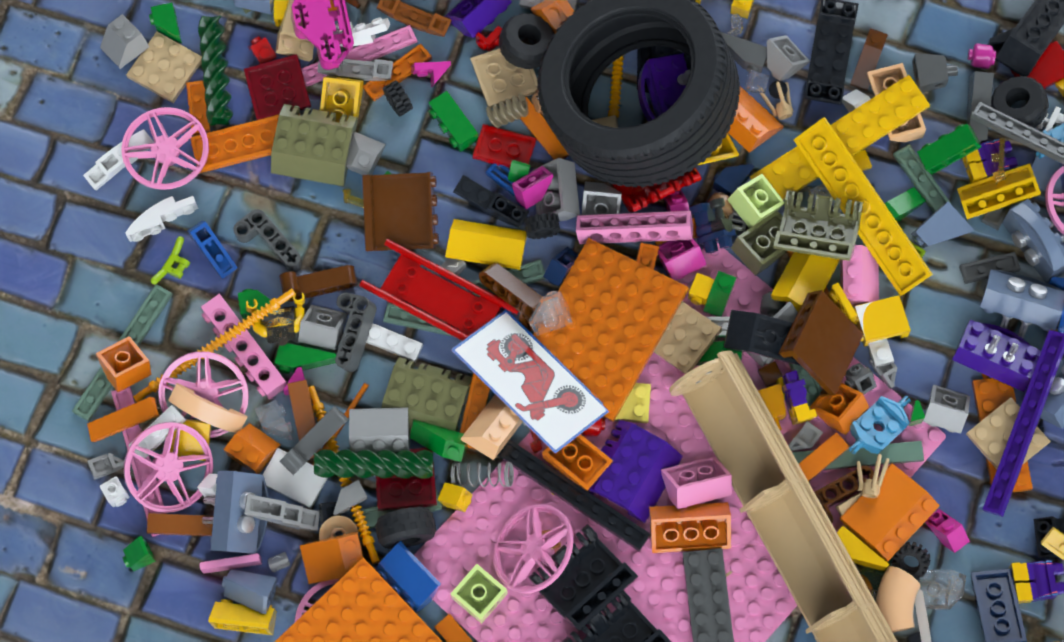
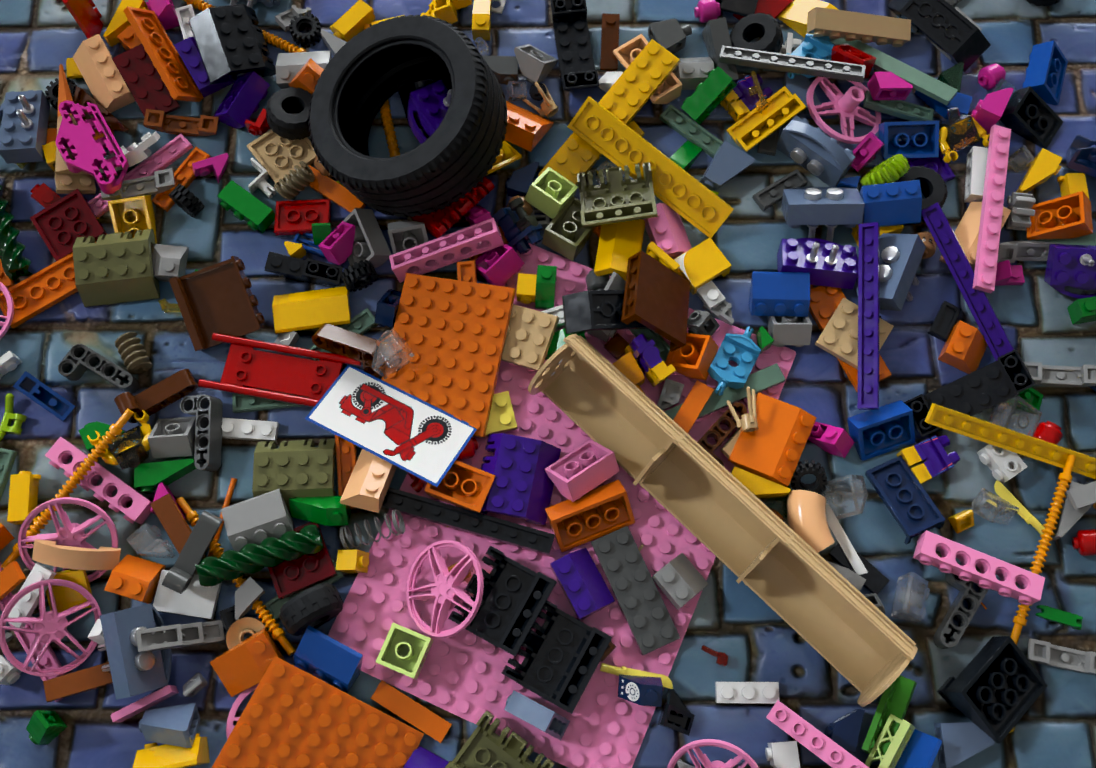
camera: 20 degrees left, 0 degrees up
(169, 339) = (22, 496): none -> yellow brick
(303, 234) = (132, 353): none -> dark tan piece
(474, 101) = (260, 181): none -> white bracket
(487, 180) = (295, 249): none -> yellow slope
(661, 587) = (582, 583): none -> dark purple slope
(754, 615) = (679, 581): none -> light grey slope
(944, 116) = (693, 71): none -> light grey slope
(948, 374) = (779, 294): none -> blue slope
(1002, 538) = (882, 429): none -> blue slope

